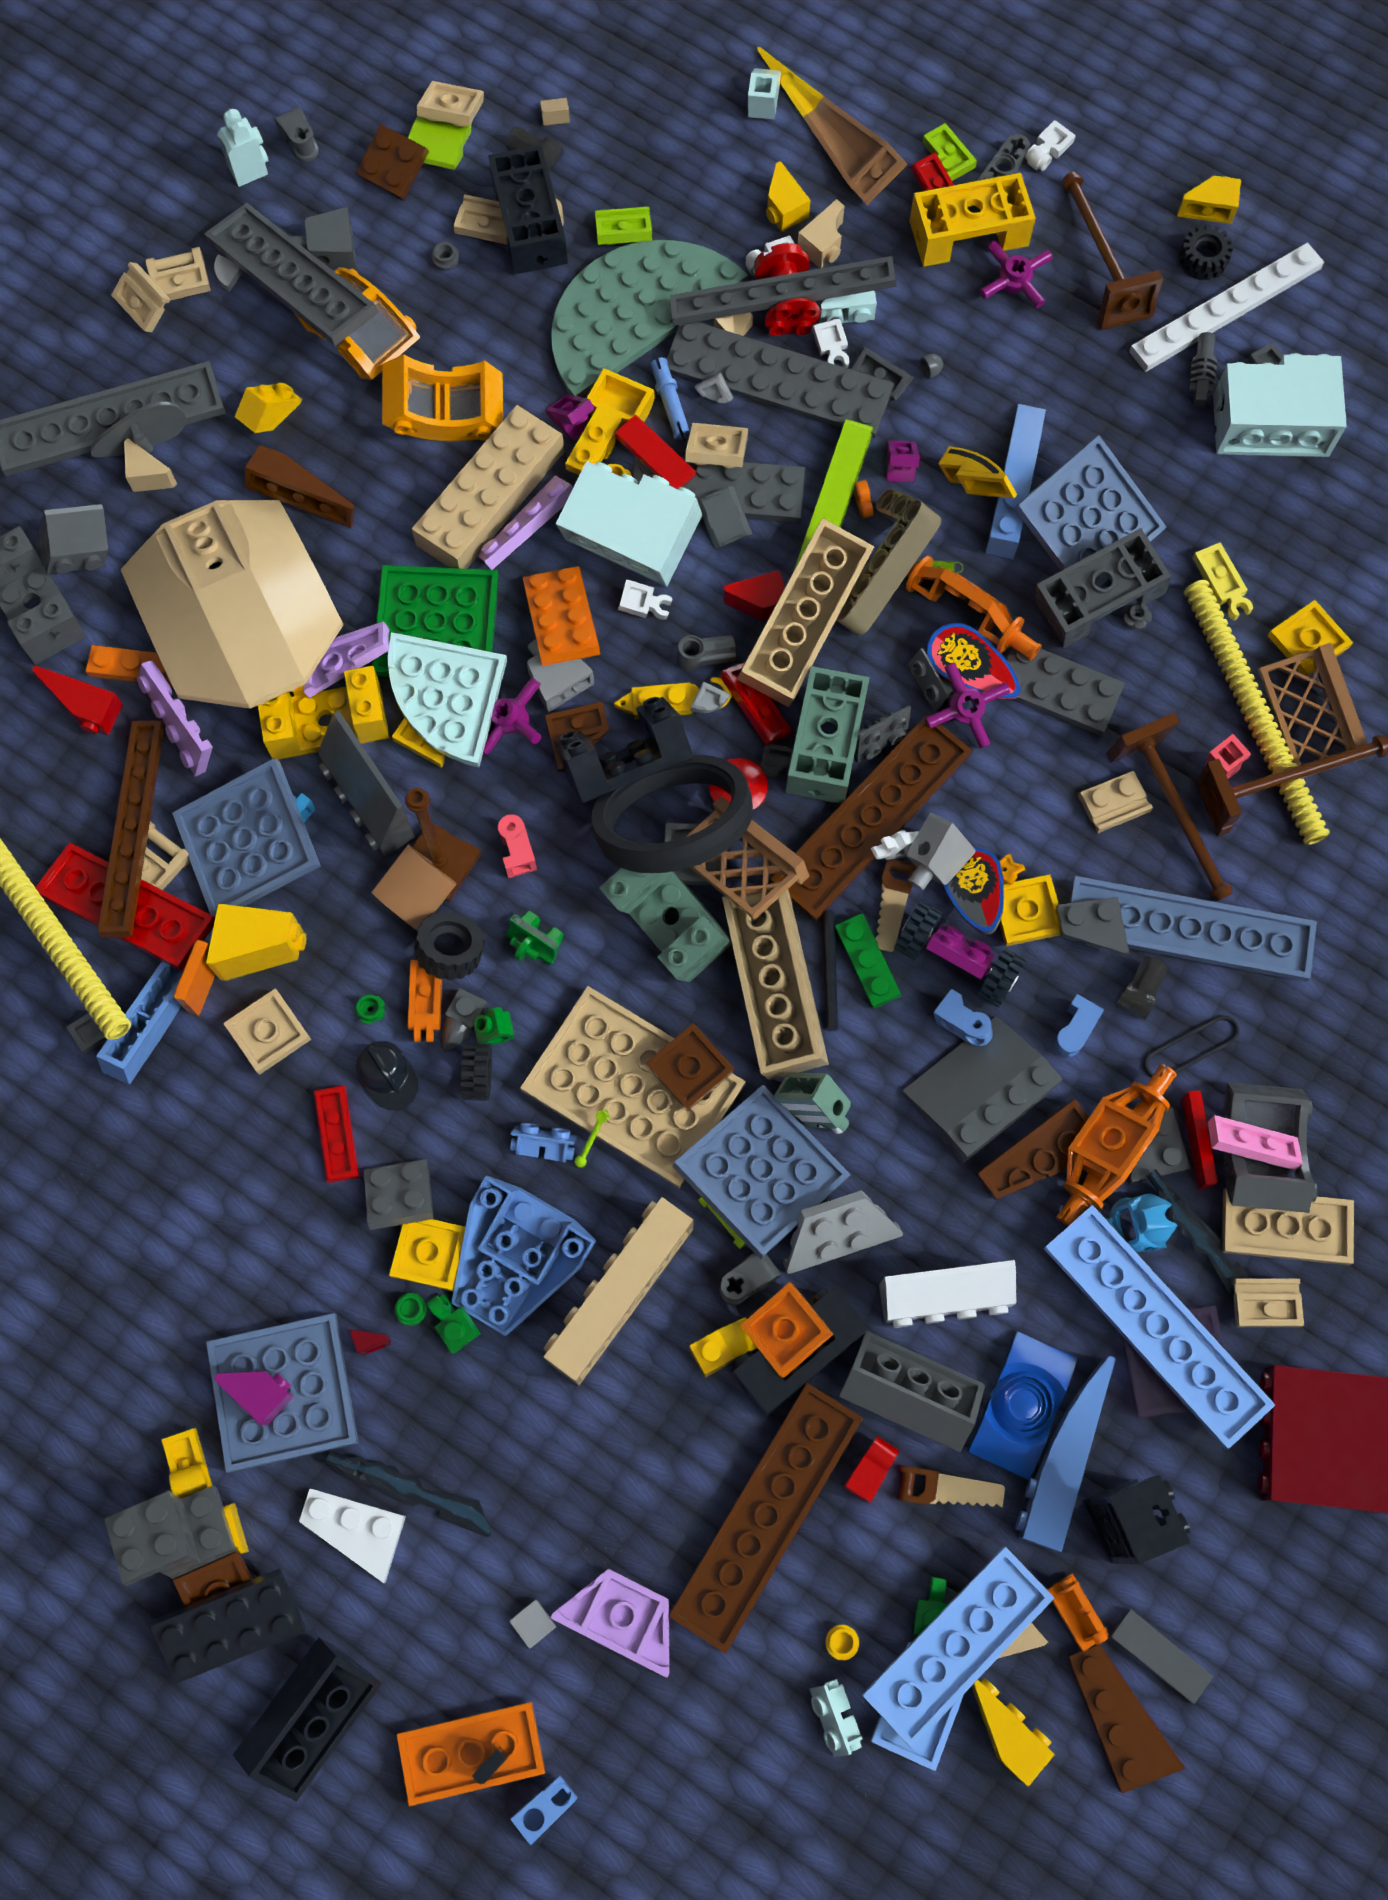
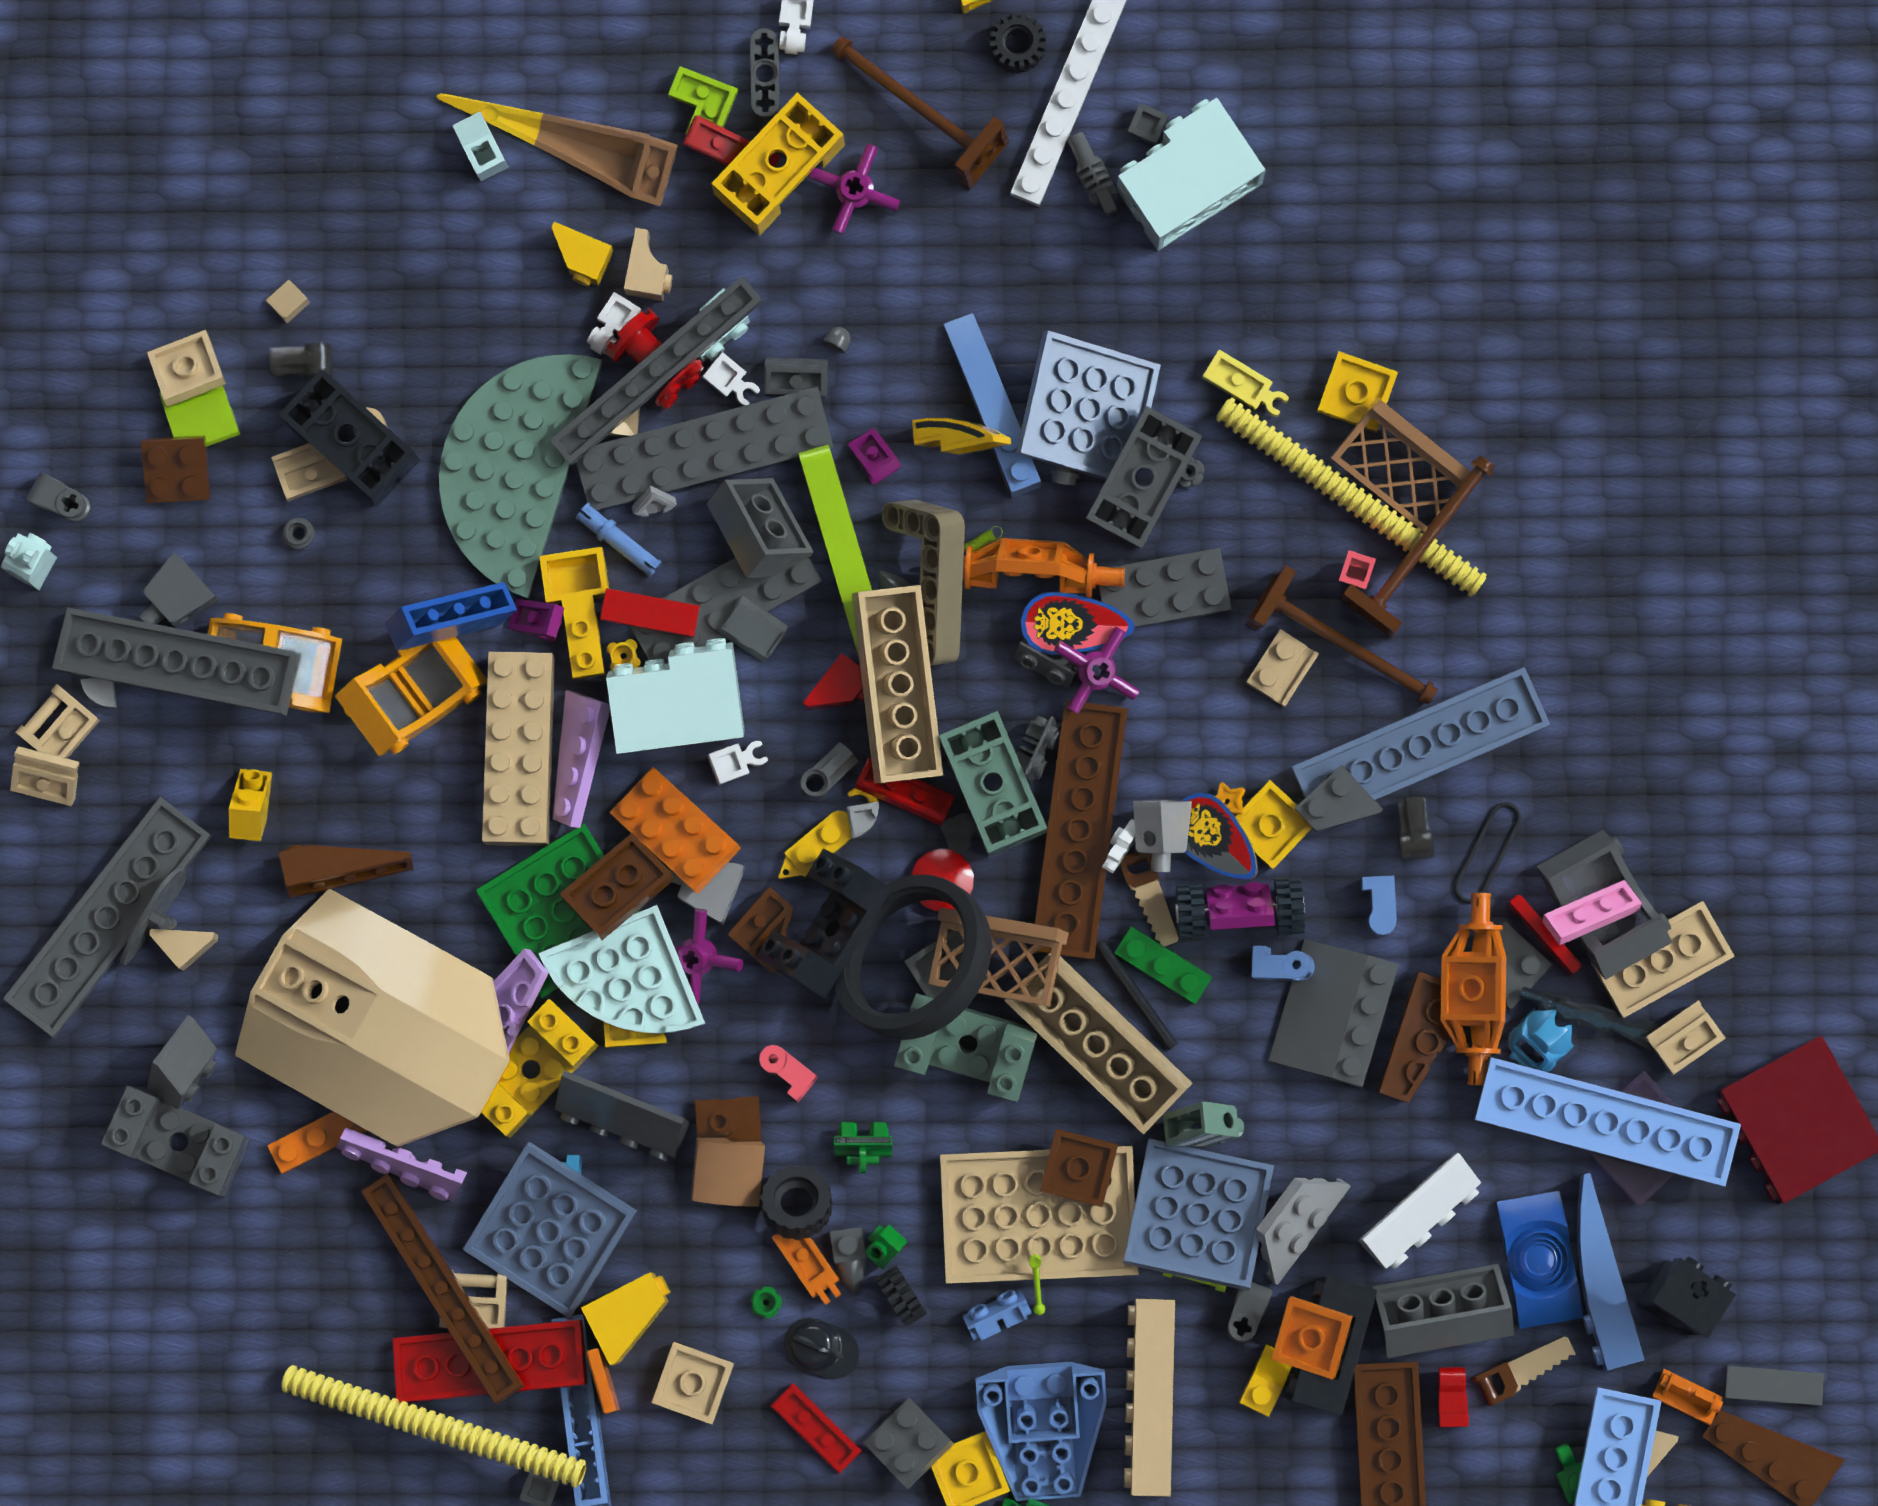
camera: 30 degrees left, 10 degrees up
(89, 705) = (309, 1204): red slope -> none
(486, 622) = (617, 886): none -> reddish brown plate
(506, 358) = (450, 616): none -> blue brick
(623, 225) = (446, 386): lime plate -> none
(716, 445) = (697, 562): tan plate -> none
(780, 446) = (758, 526): none -> dark grey slope
(863, 499) = (868, 524): orange tile -> none
(1038, 557) = (1063, 475): none -> dark grey plate

